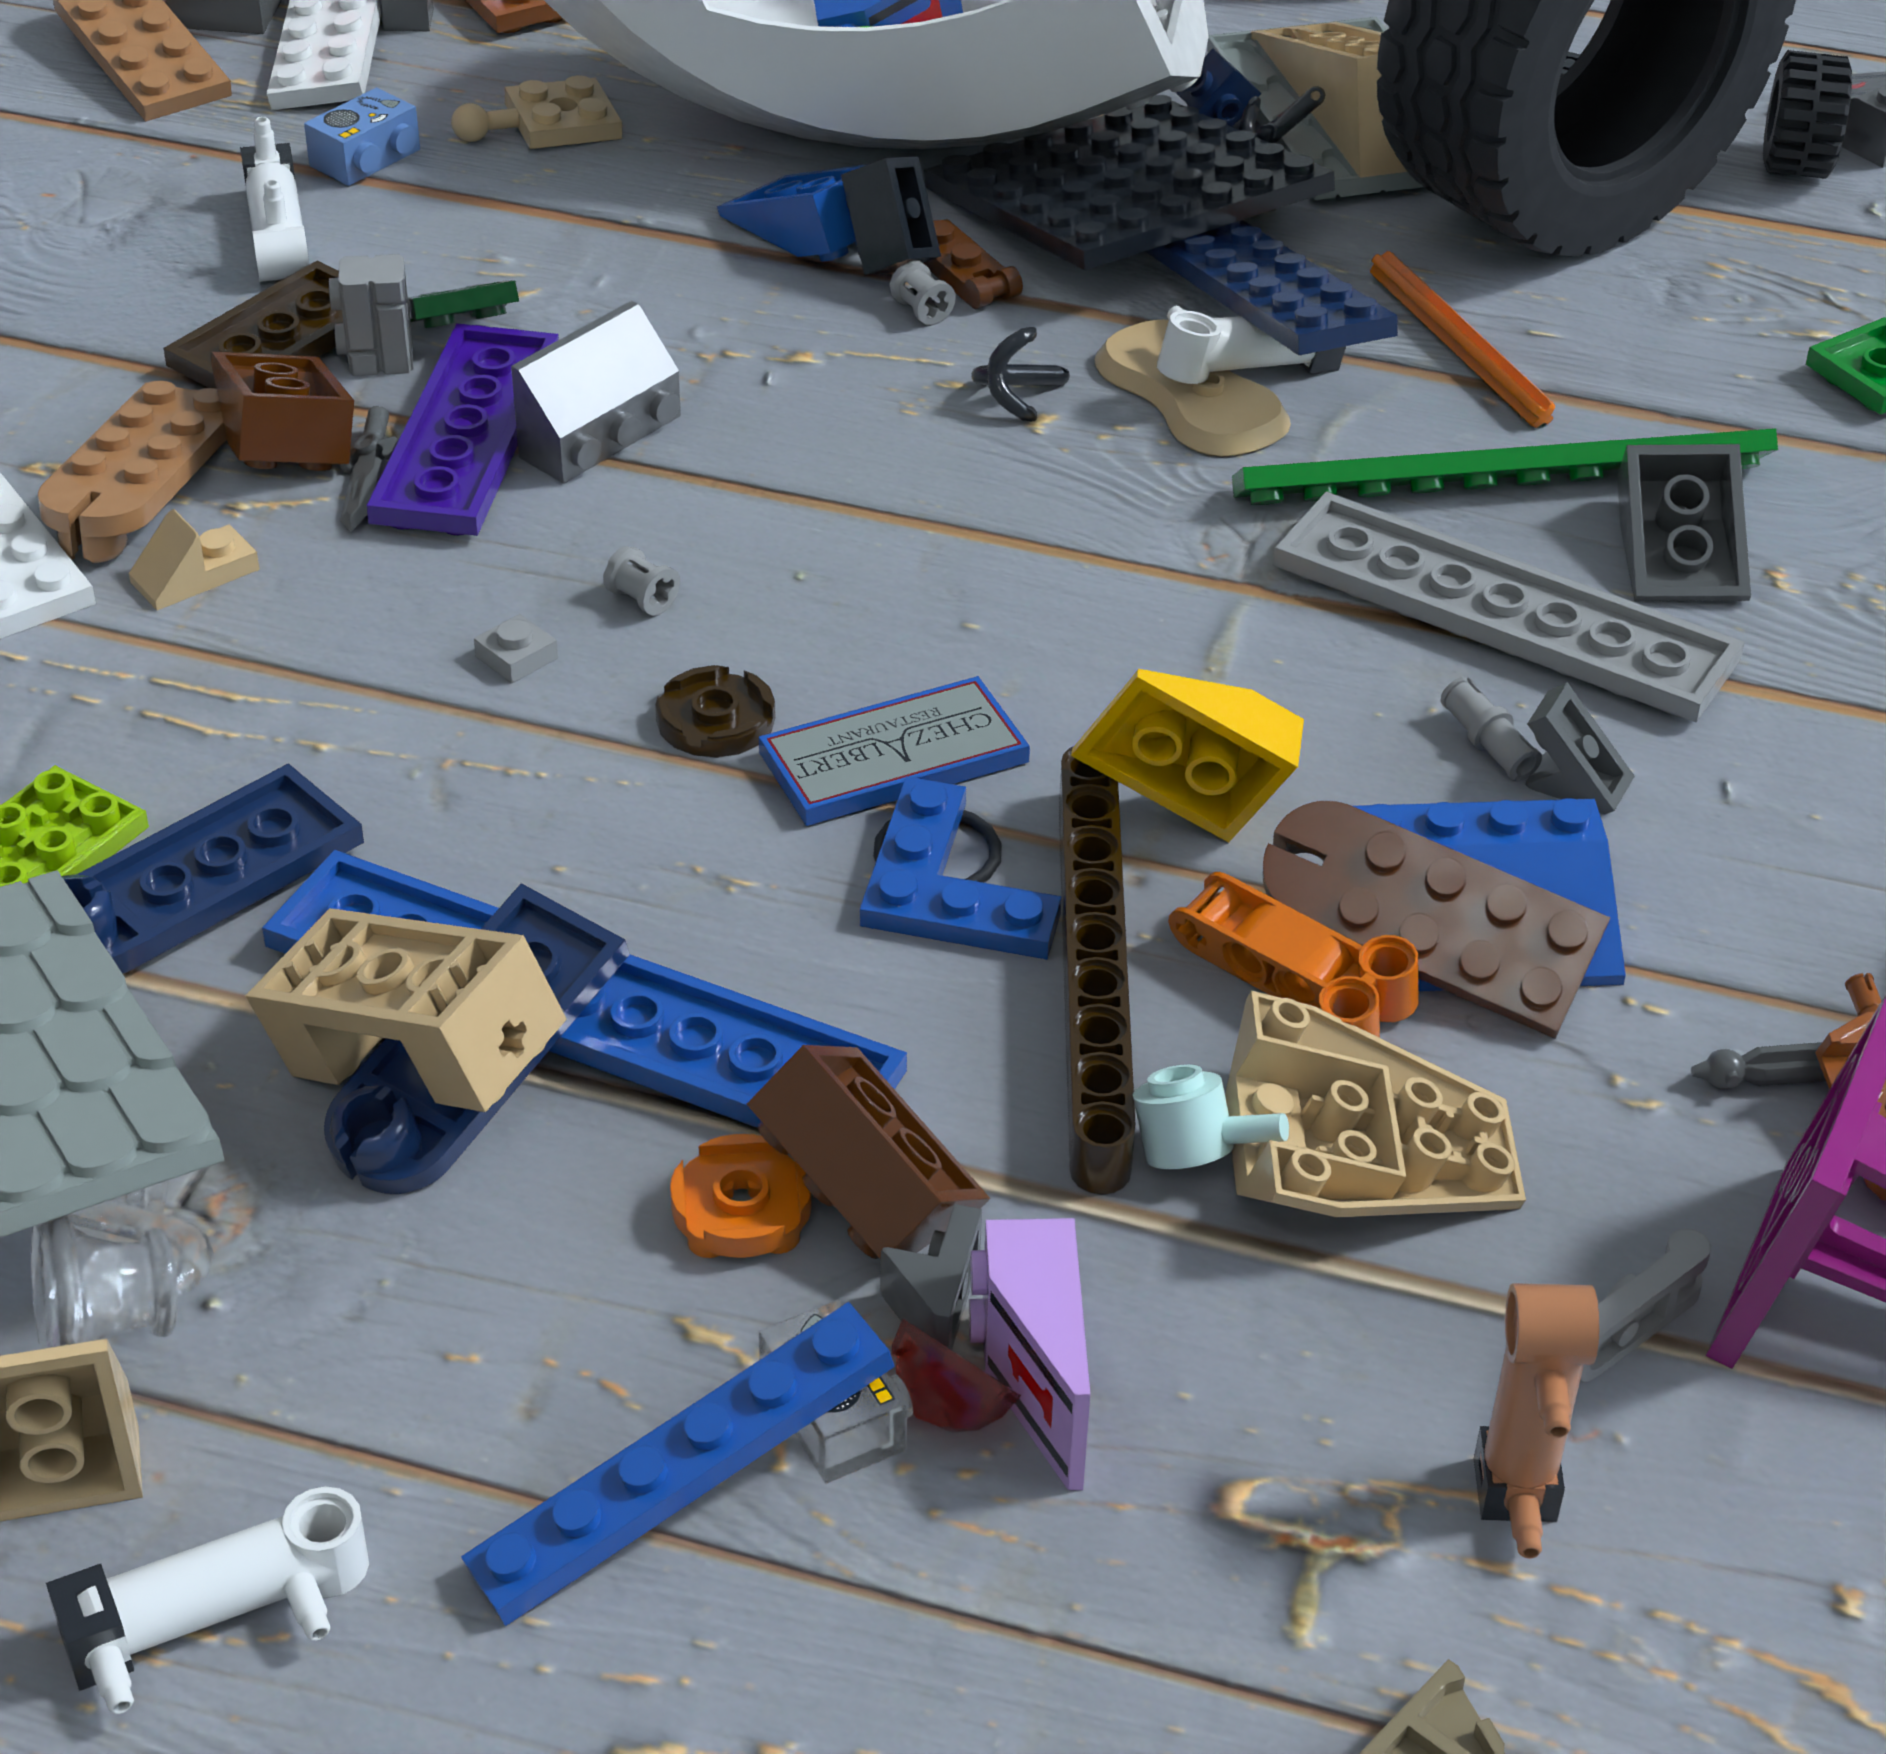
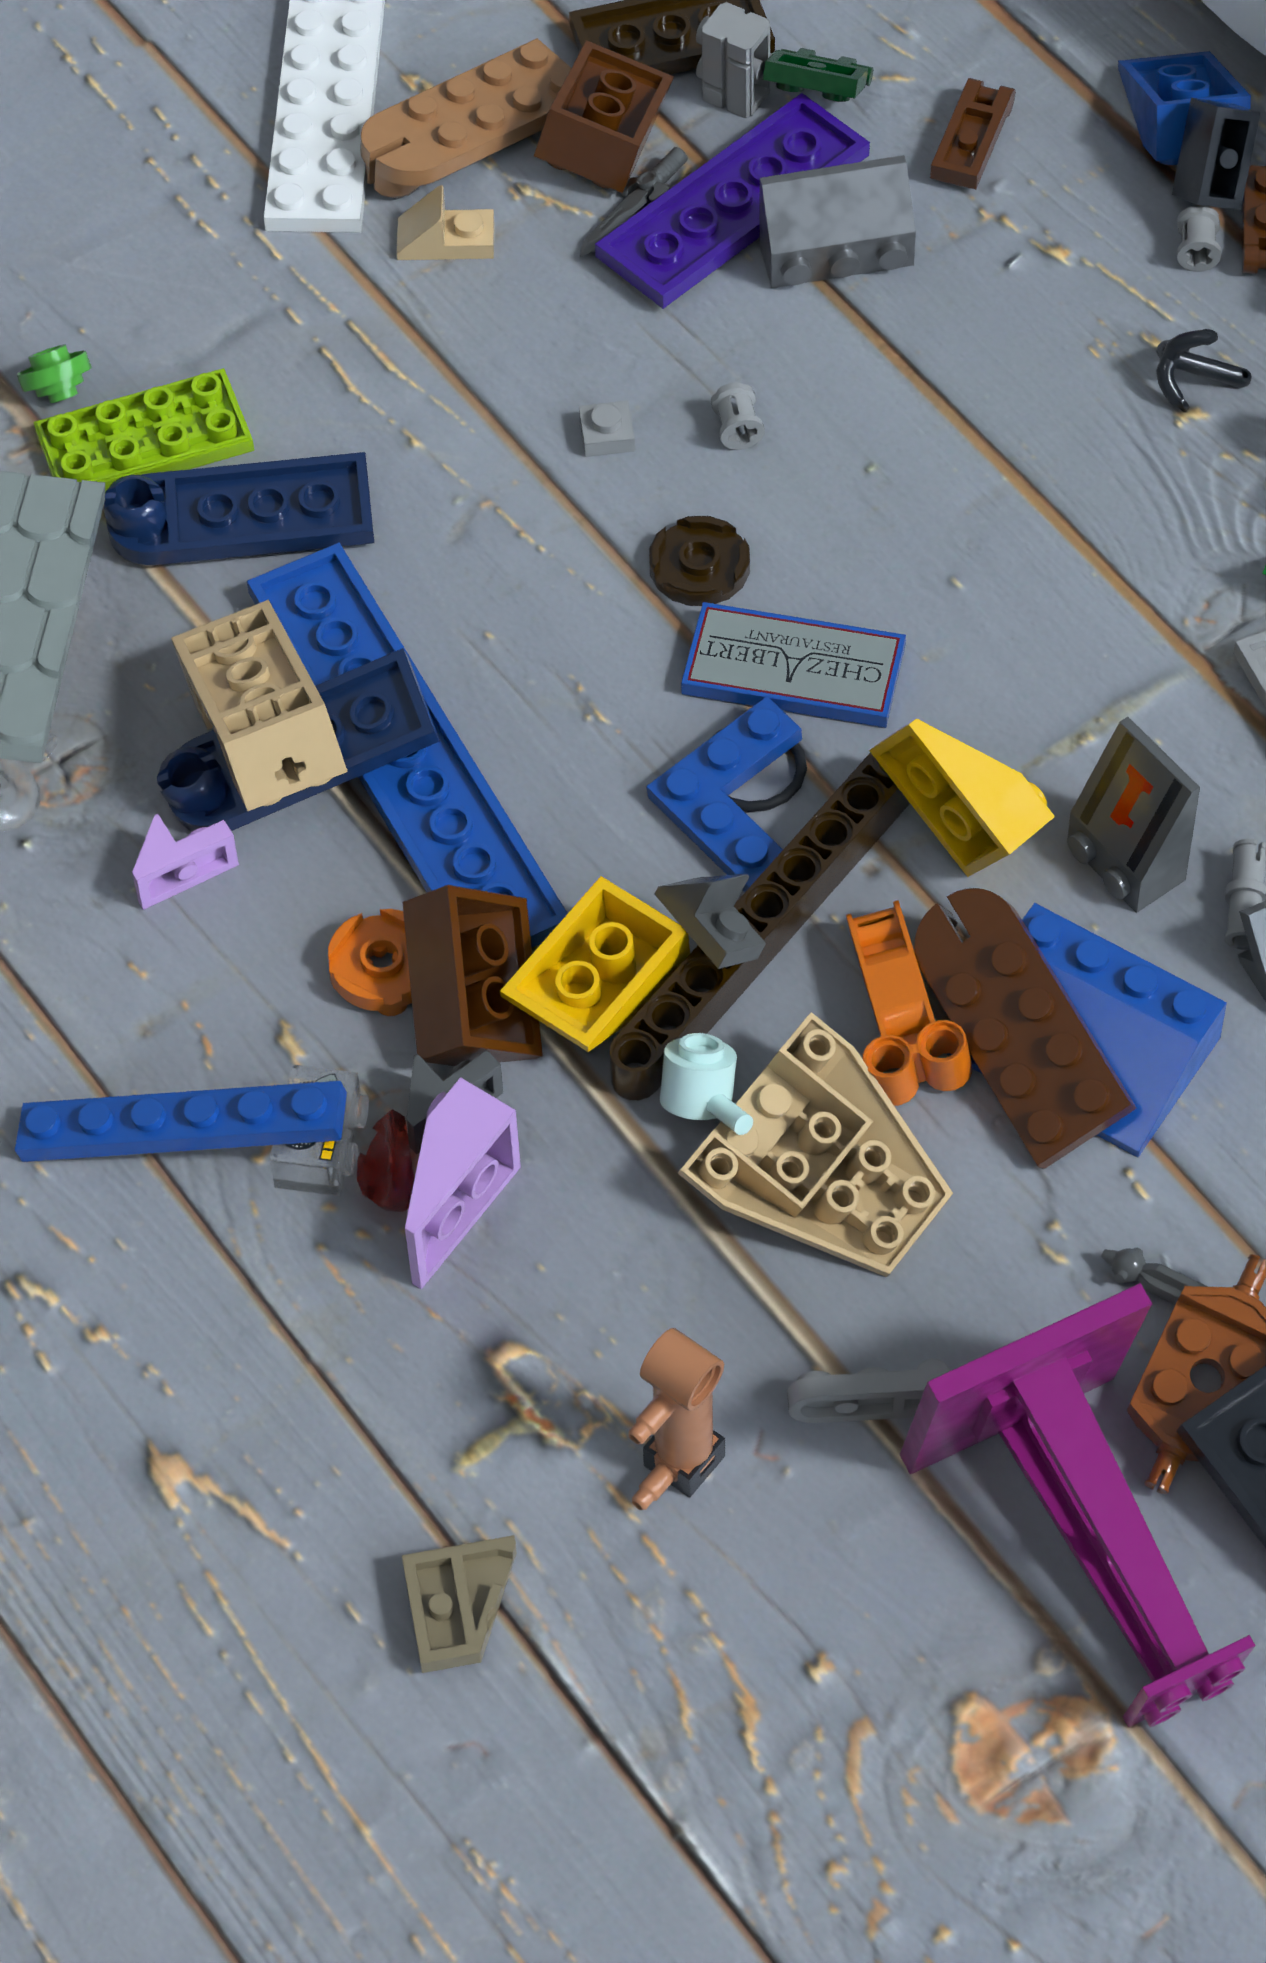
camera: 40 degrees right, 15 degrees up
(426, 1221) = (173, 867): none -> lavender slope
(645, 285) = (972, 134): none -> reddish brown plate
(992, 1065) = (598, 965): none -> yellow slope
(1056, 956) = (708, 915): none -> dark grey slope
(1364, 689) = (1135, 818): none -> dark grey slope

